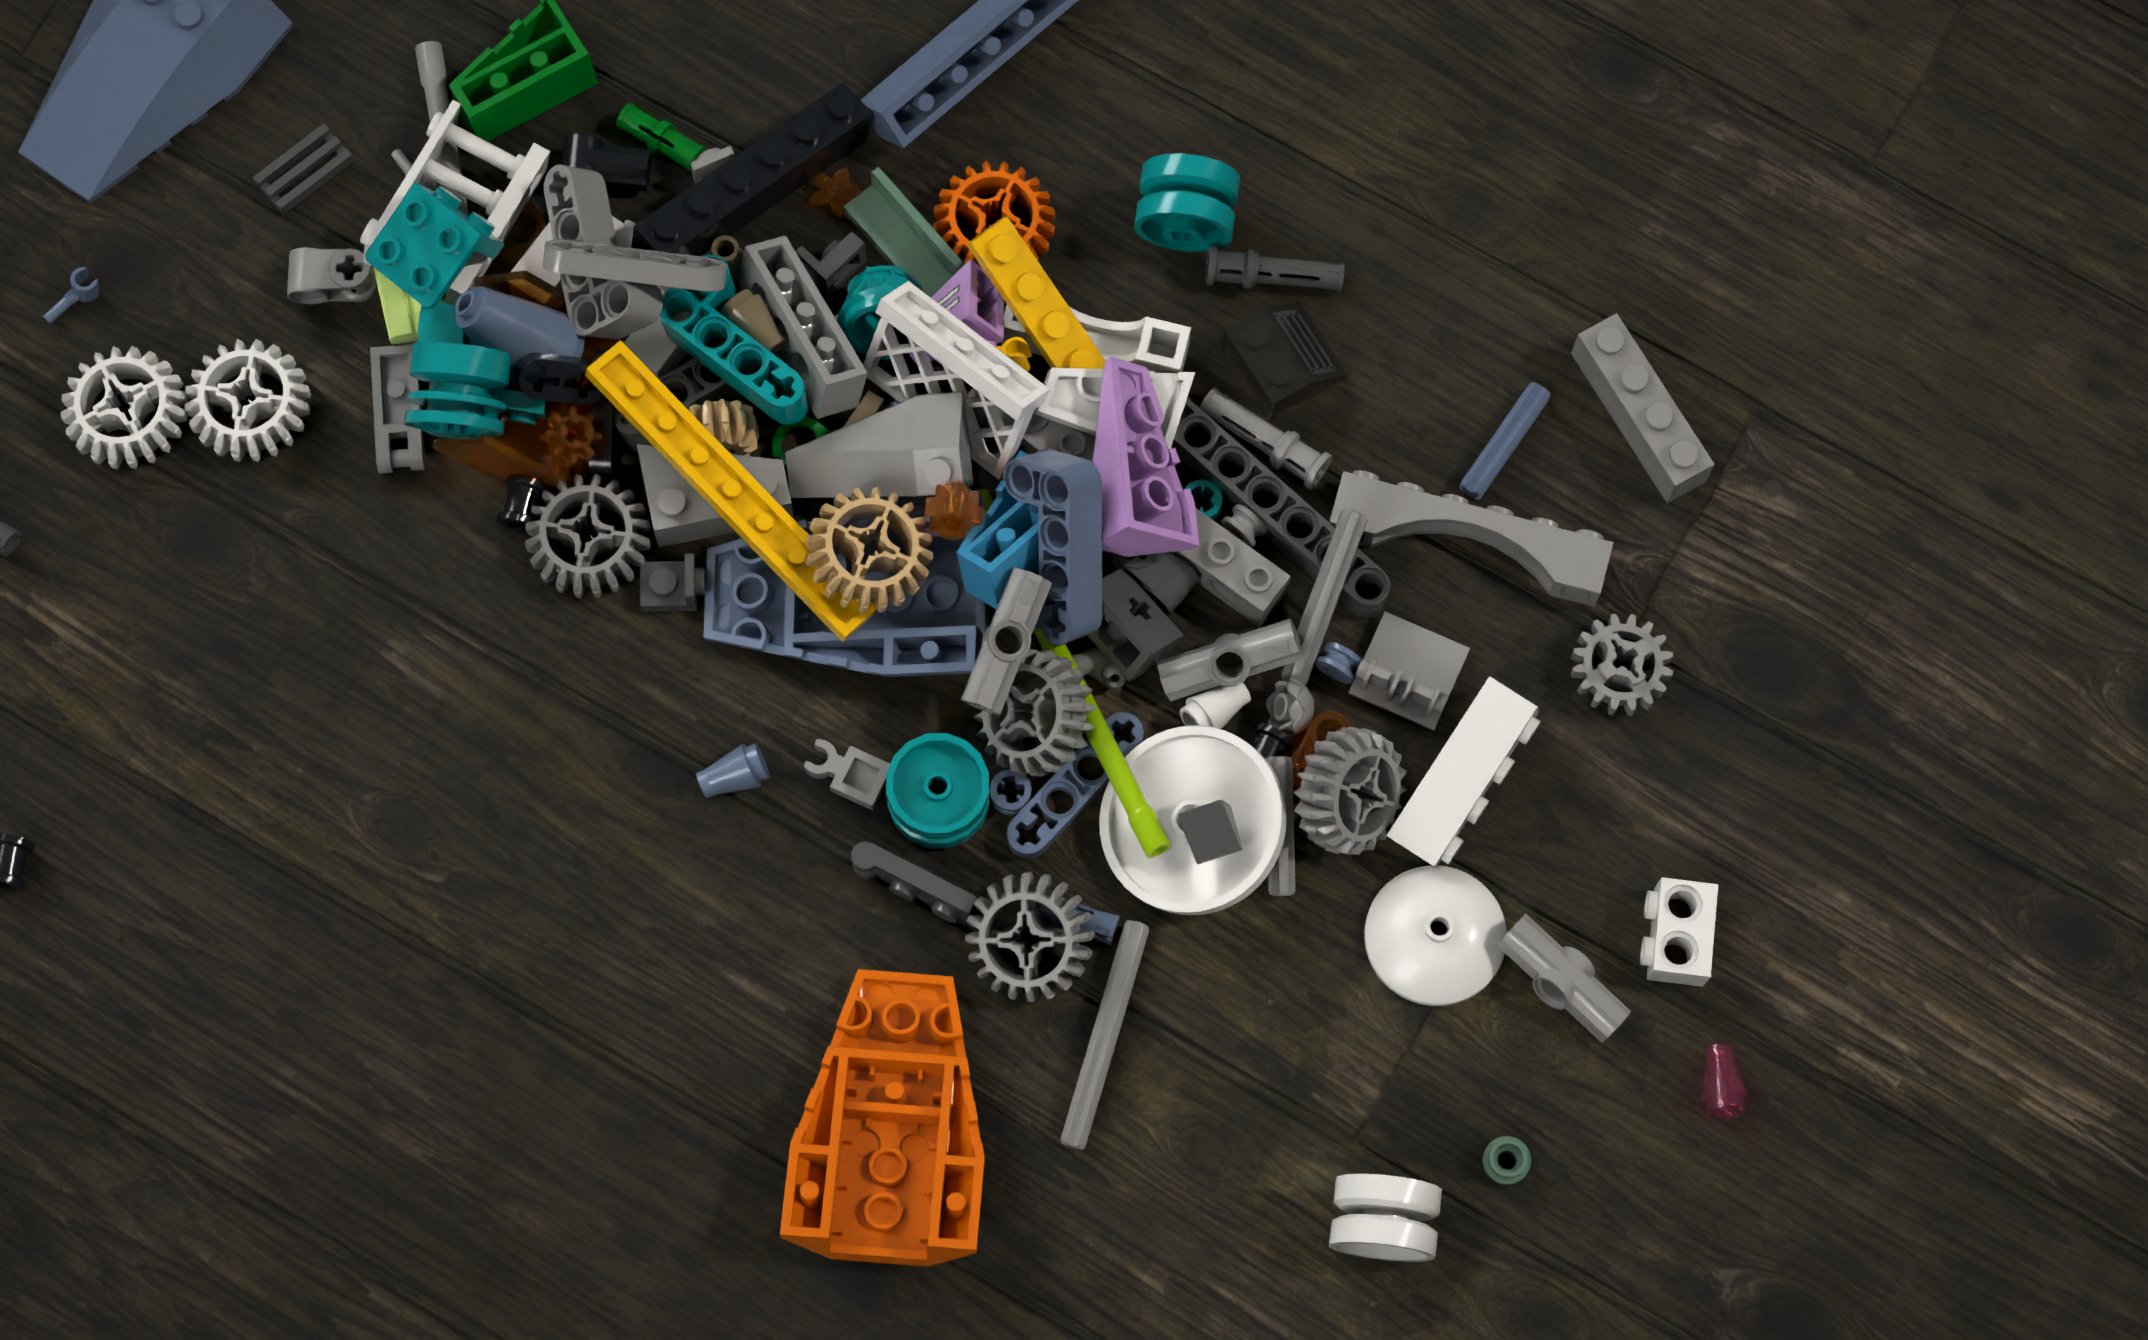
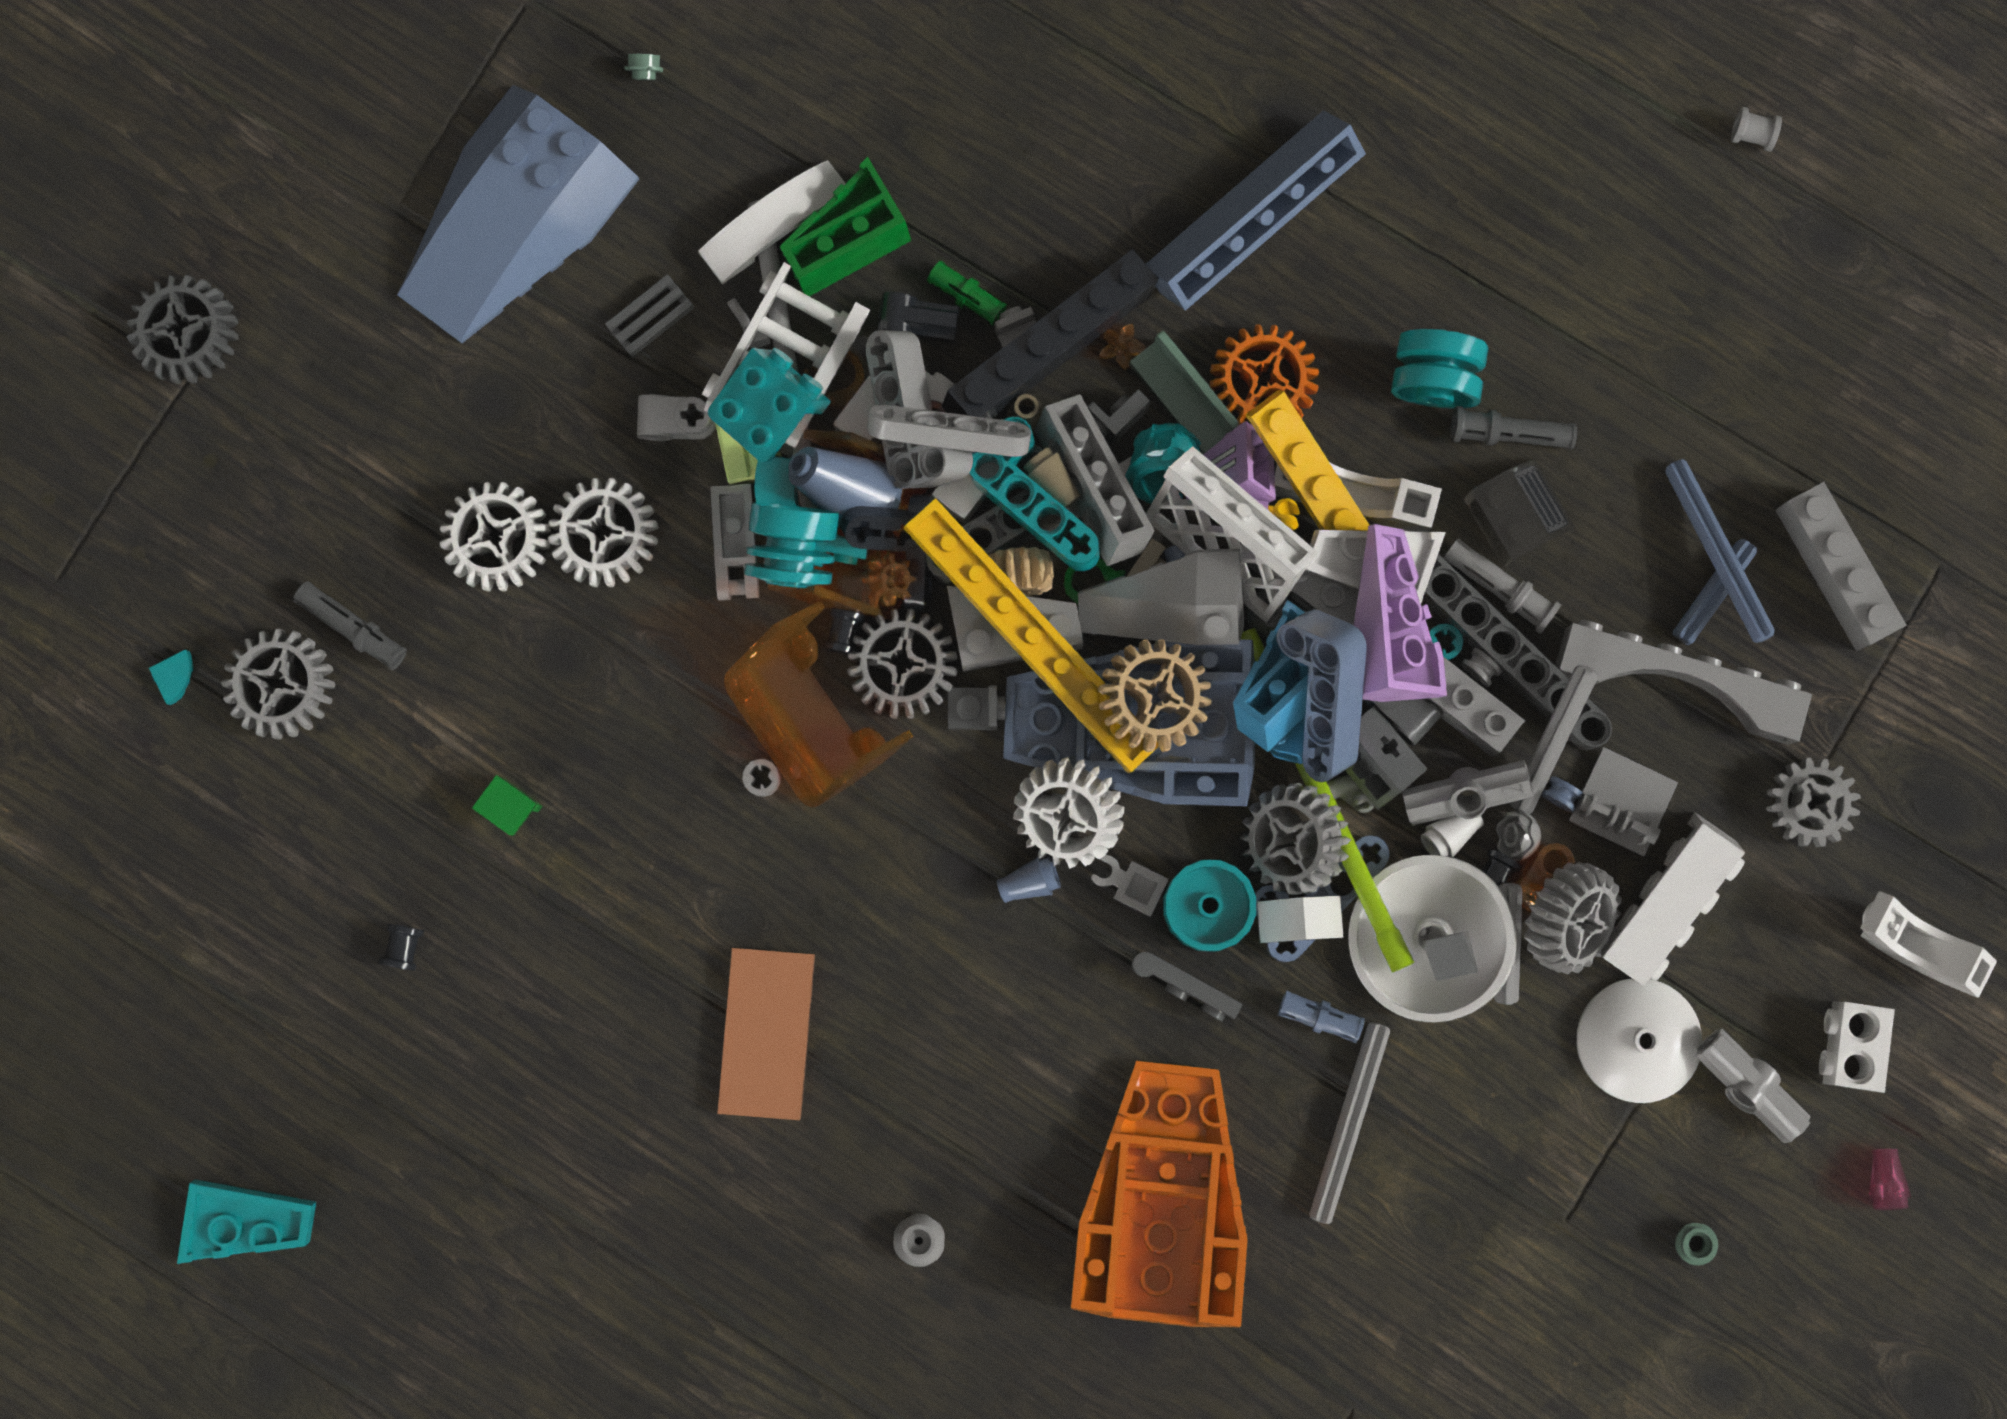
camera: 10 degrees right, 10 degrees up
(75, 294) = (448, 430): sand blue hand -> none
(131, 699) = (505, 805): none -> green panel
(413, 671) = (749, 780): none -> light grey bush
(430, 952) = (766, 1034): none -> nougat tile
(434, 64) = (769, 221): none -> white slope
(463, 594) = (798, 718): none -> clear orange windscreen
(607, 1196) = (919, 1226): none -> light grey plate
(766, 724) = (1038, 810): none -> white gear
(953, 510) = (1231, 663): clear orange gear -> none
(1019, 613) = (1285, 757): light grey piece -> none
(1030, 914) = (1302, 1038): light grey gear -> none
(1042, 802) = (1300, 919): none -> white slope
(1385, 1217) = (1593, 1300): white wheel -> none
(1506, 393) = (1719, 551): none -> sand blue axle
(1748, 819) = (1924, 947): none -> white arch

